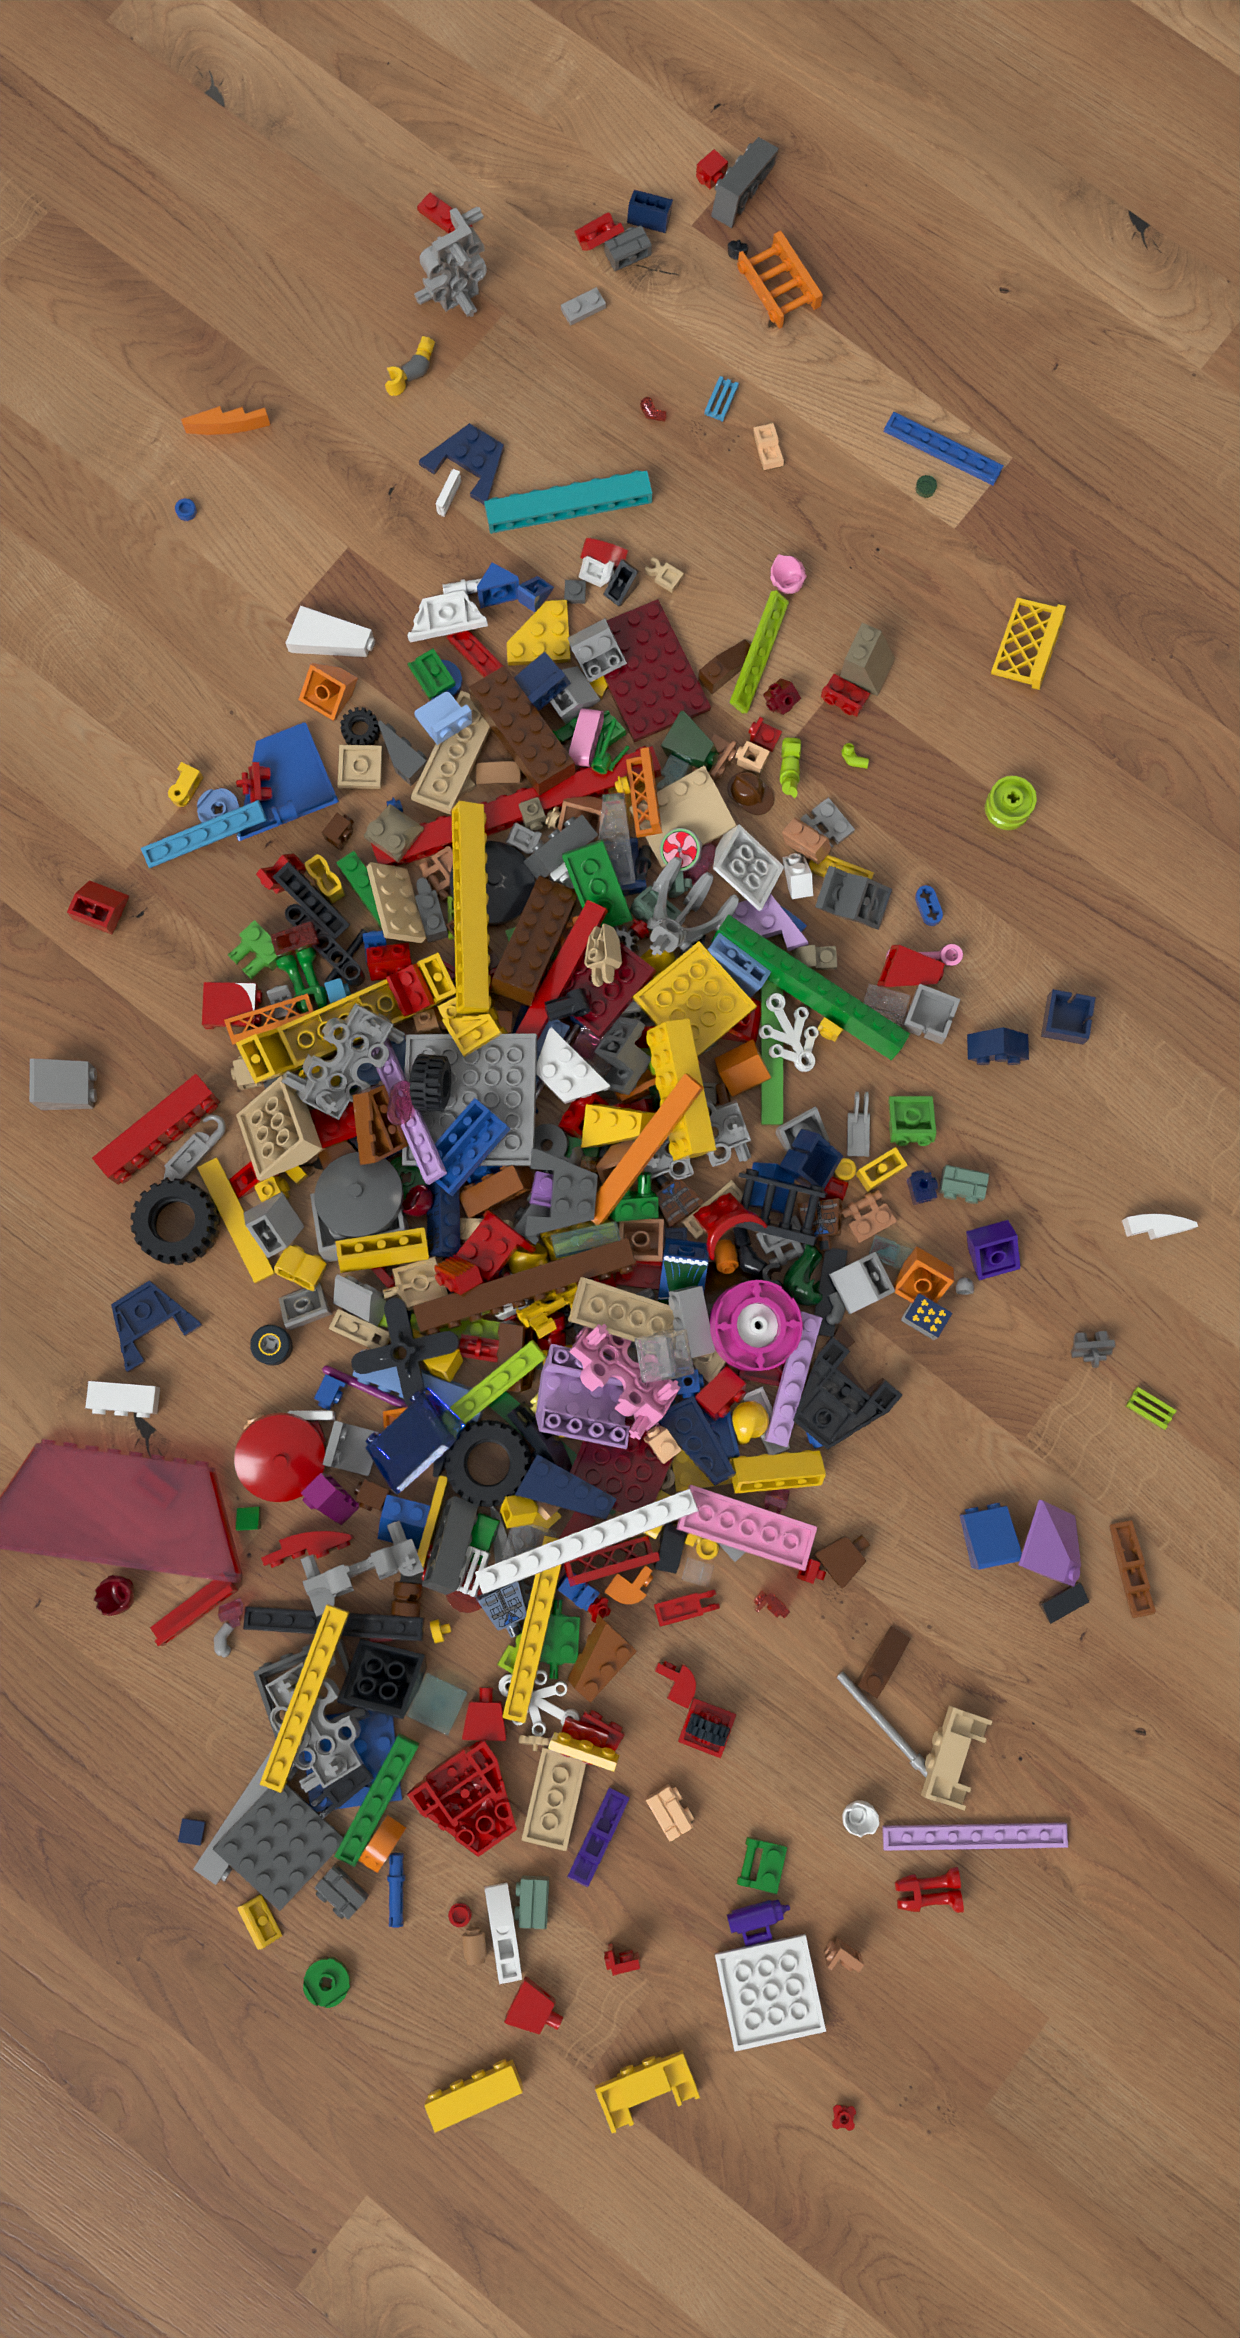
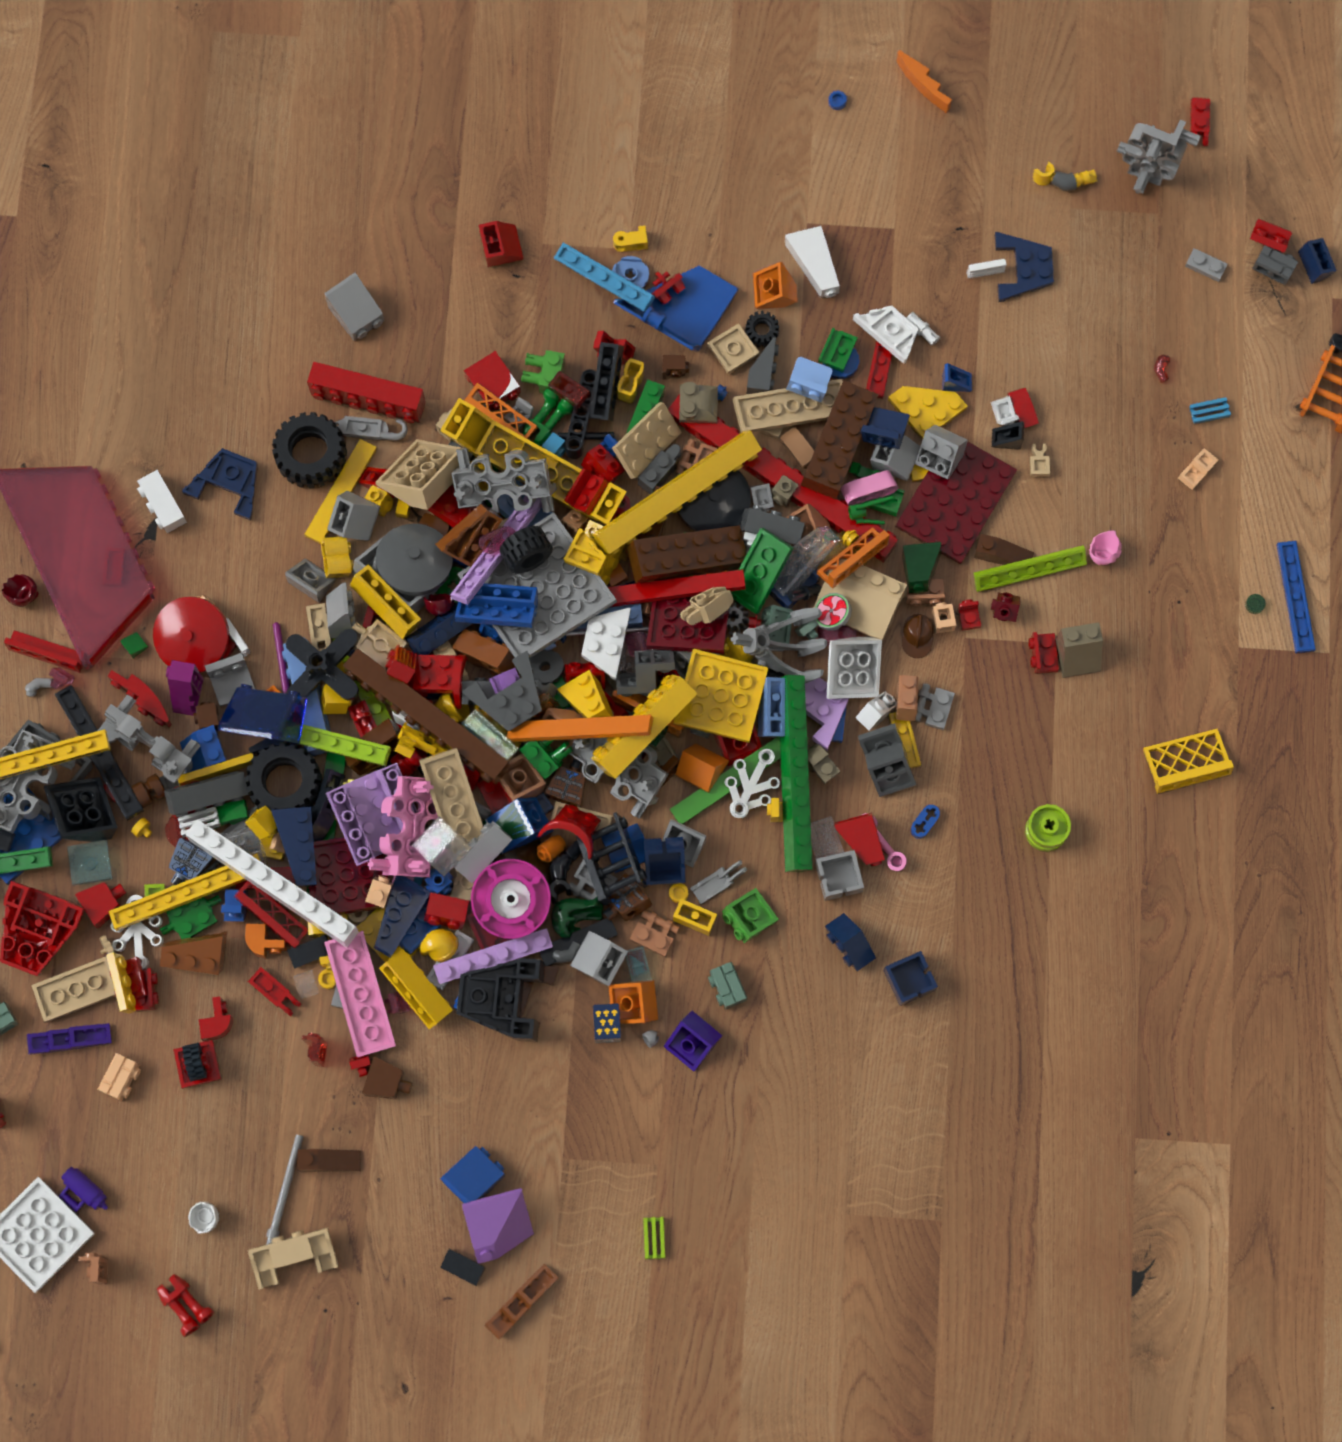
camera: 55 degrees right, 5 degrees down
(265, 1339) = (263, 570): black wheel -> none
(329, 1392) = (261, 638): blue brick -> none
(497, 586) = (936, 348): blue slope -> none
(552, 818) = (792, 506): tan plate -> none
(568, 501) = (1044, 356): teal brick -> none
(574, 1004) = (657, 611): black piece -> none
(575, 591) = (979, 407): dark grey plate -> none
(599, 1607) = (232, 925): red plate -> none
(673, 771) = (893, 568): clear light blue plate -> none
(769, 1867) = (126, 1176): green plate -> none
(790, 765) = (955, 650): lime piece -> none
(836, 1188) = (658, 895): red slope -> none
(851, 757) = (999, 689): lime arm -> none
(922, 1187) = (703, 957): clear blue brick -> none
(975, 1836) = (246, 1313): lavender tile -> none
(1094, 1350) = (666, 1163): flat silver hips -> none
(1157, 1225) = (797, 1152): white slope -> none

